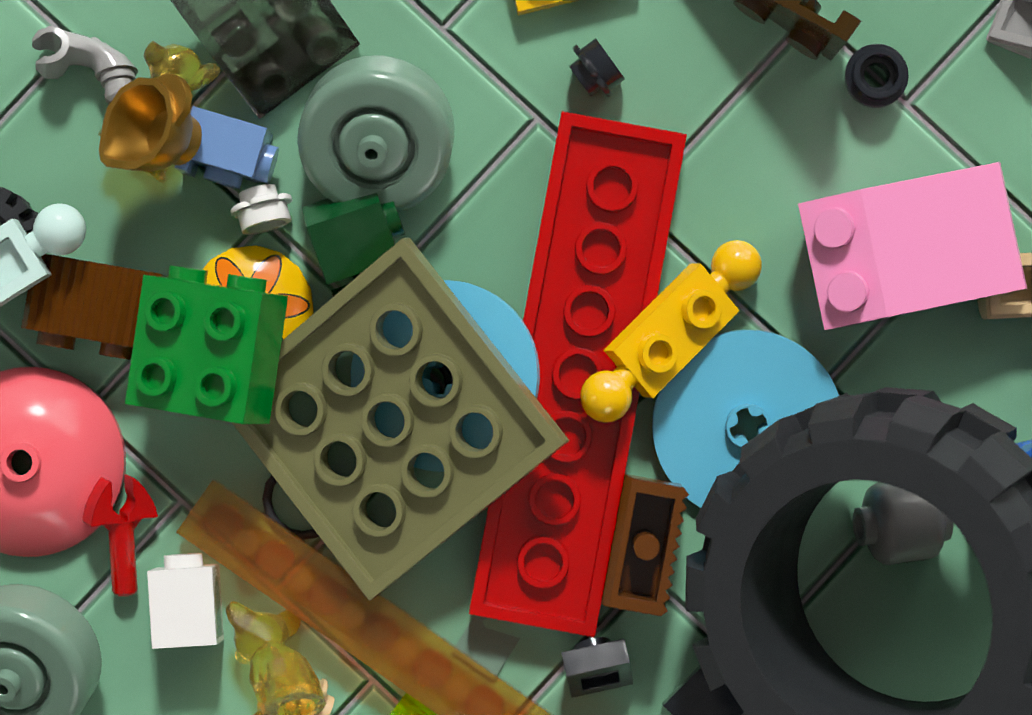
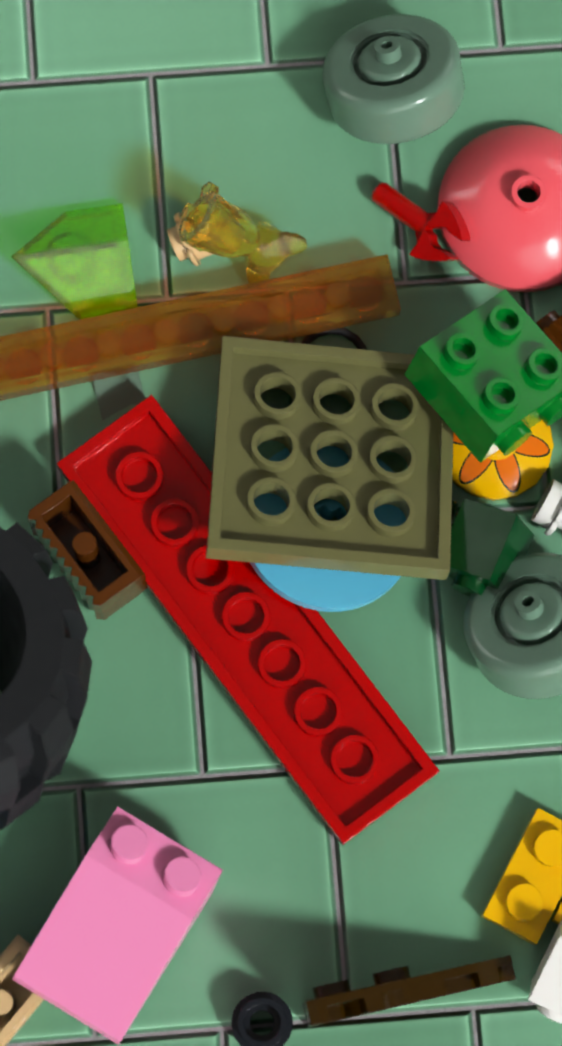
camera: 130 degrees right, 10 degrees down
(185, 602) = (334, 219): white brick -> none
(595, 69) = (447, 825): black plate -> none
(597, 666) = (35, 448): black plate -> none
(671, 331) = (215, 705): yellow plate -> none
(728, 375) = (150, 711): medium azure piece -> none

